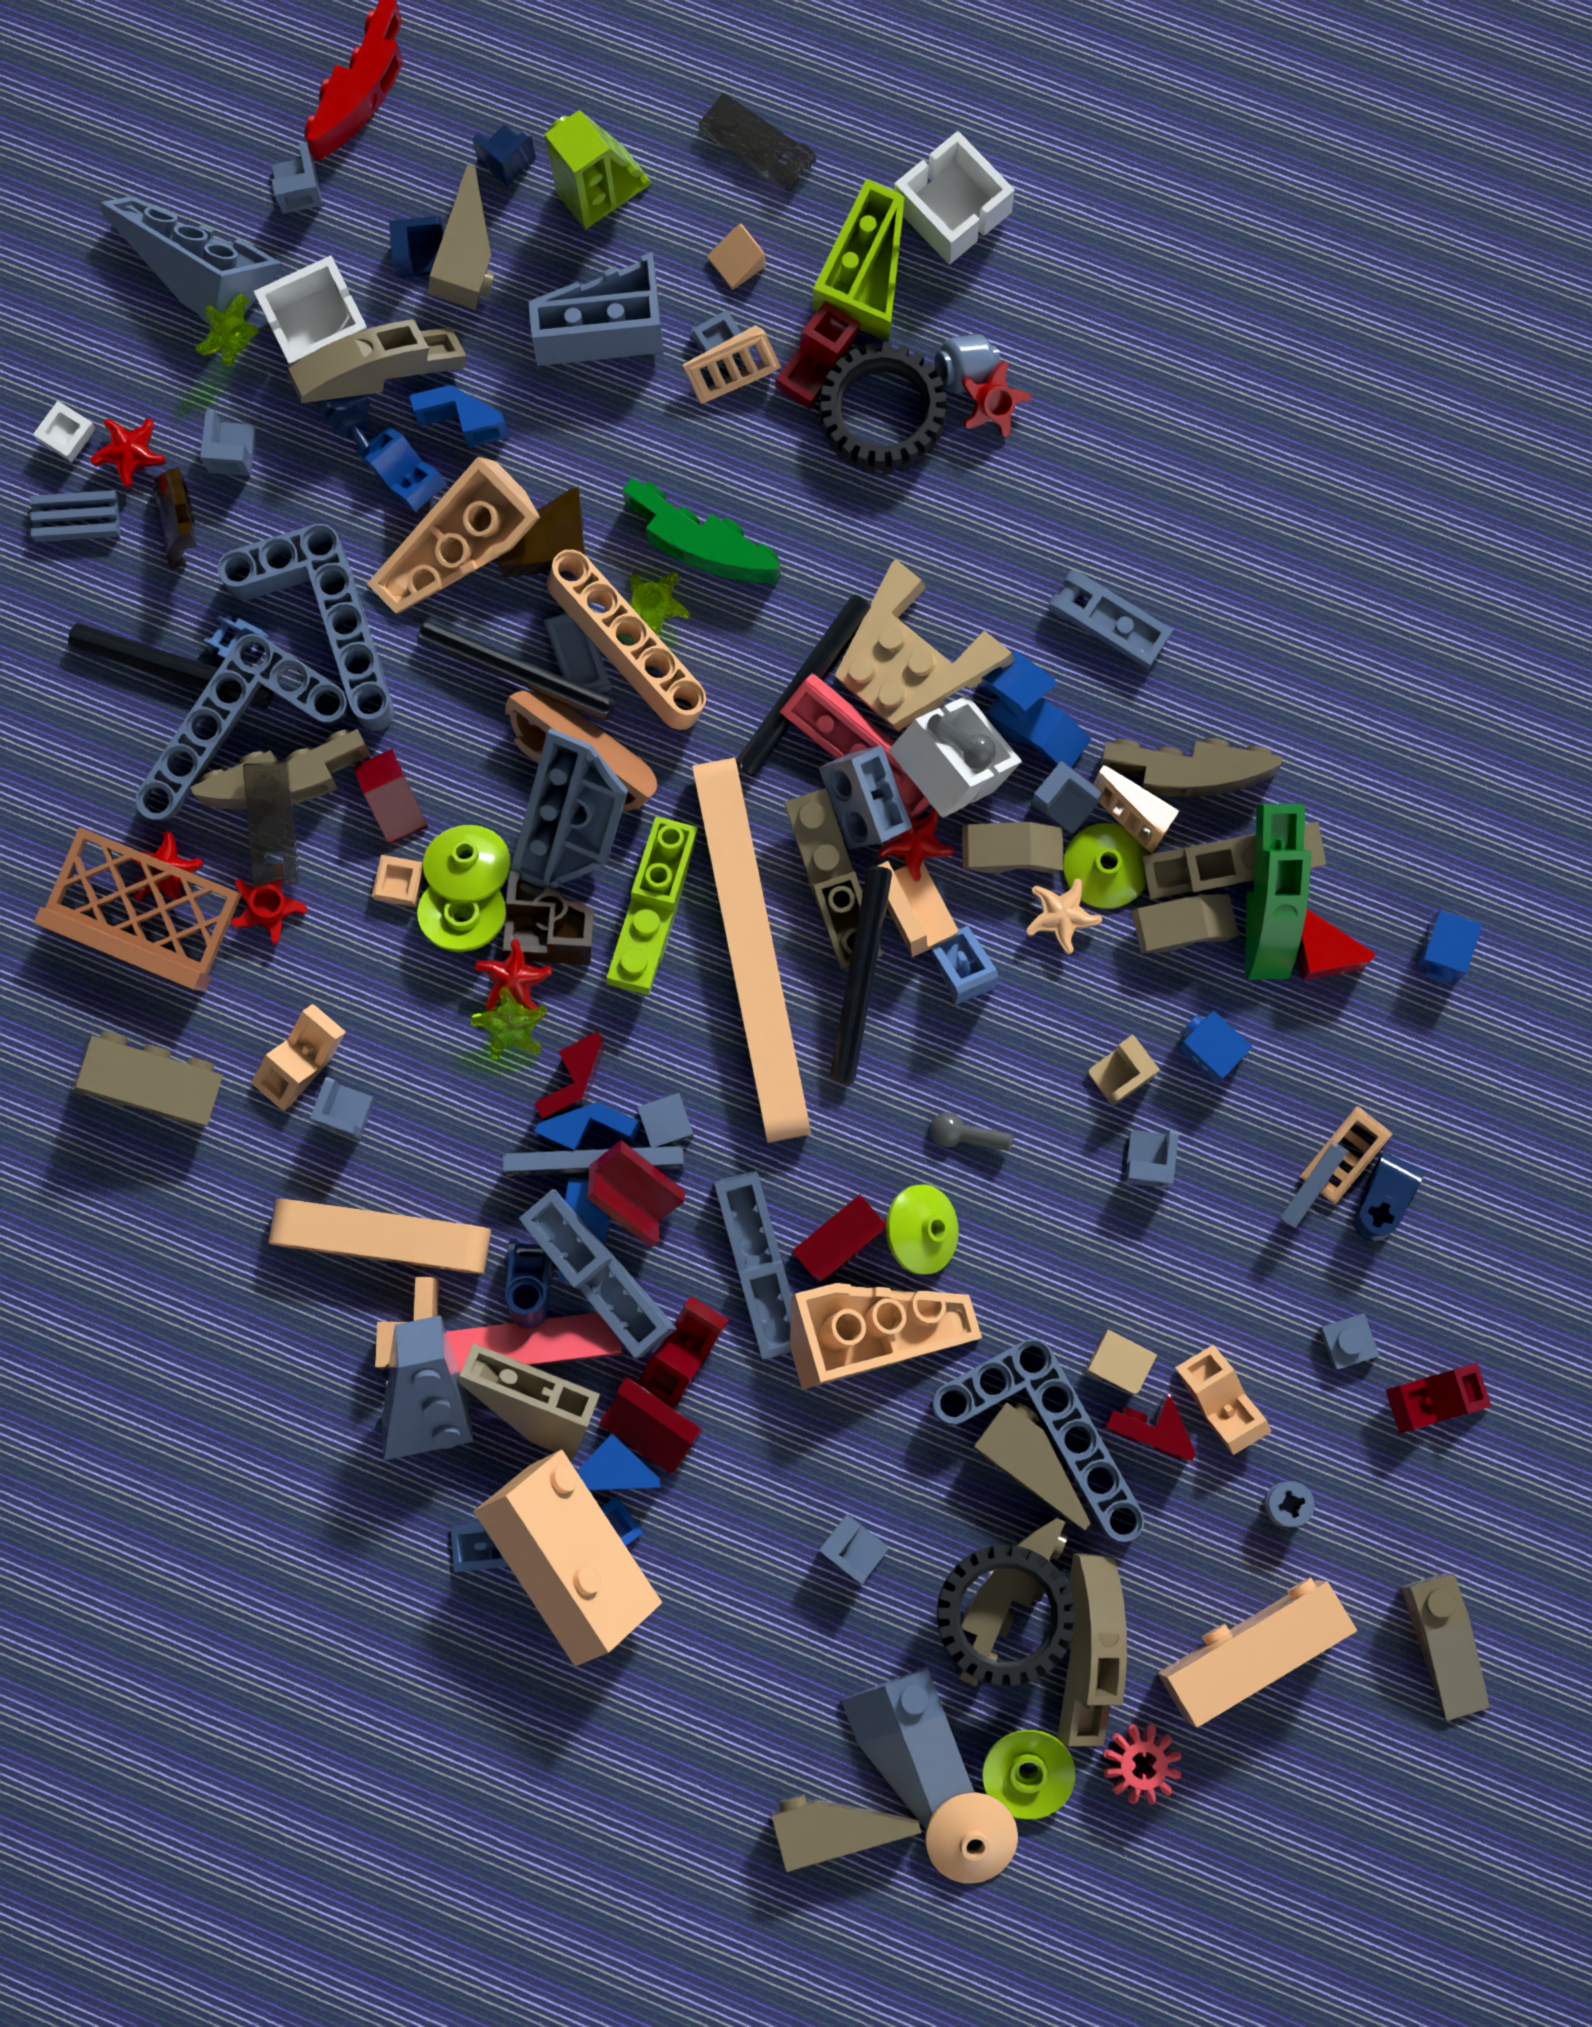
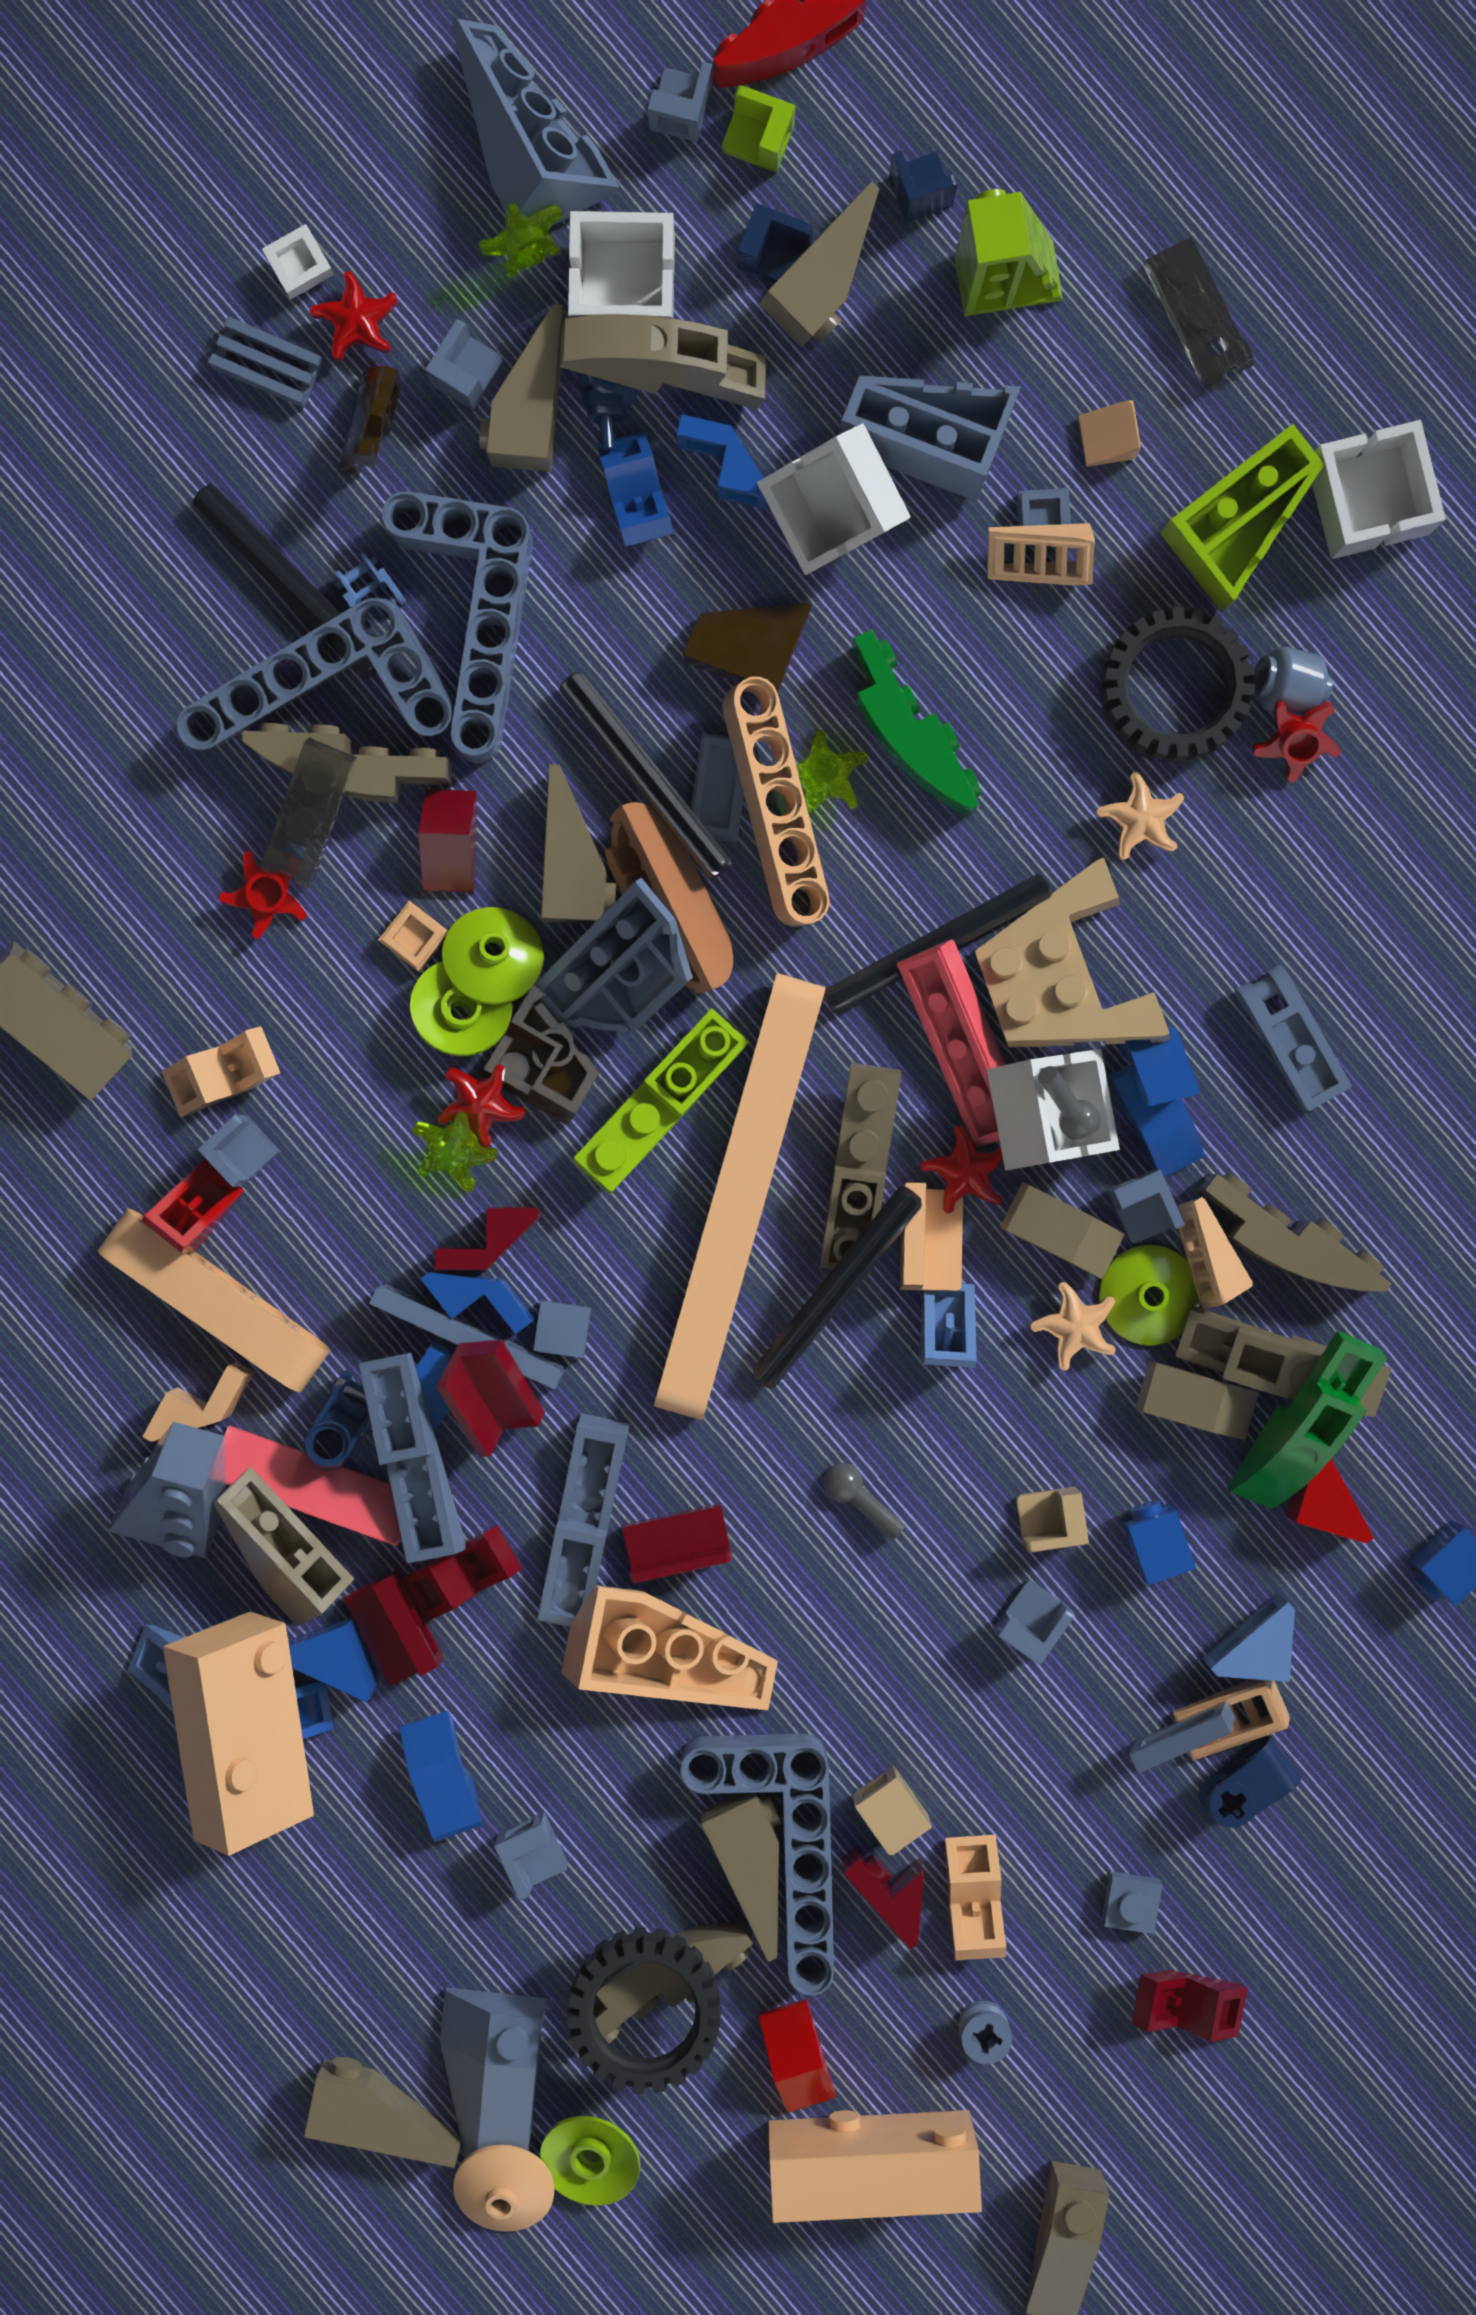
camera: 20 degrees right, 10 degrees up
(125, 945) = (93, 859): nougat fence -> none
(168, 854) = (176, 801): red animal -> none
(288, 448) = (526, 406): none -> dark tan slope
(328, 1171) = (193, 1208): none -> red slope
(364, 171) = (759, 128): none -> lime panel
(465, 530) = (667, 596): light nougat wedge -> none
(495, 762) = (574, 874): none -> dark tan slope
(557, 400) = (834, 499): none -> white piece
(748, 1522) = (439, 1777): none -> blue slope
(821, 346) = (1141, 589): dark red slope -> none
(865, 797) = (937, 1105): sand blue brick -> none
(908, 516) = (1141, 818): none -> light nougat animal
(922, 1229) = (763, 1577): lime dish -> none
(1097, 1651) = (713, 2097): dark tan slope -> none
(1155, 1606) = (796, 2056): none -> red slope
(1158, 1763) = (705, 2224): coral gear -> none
(1337, 1085) = (1258, 1646): none -> medium blue slope

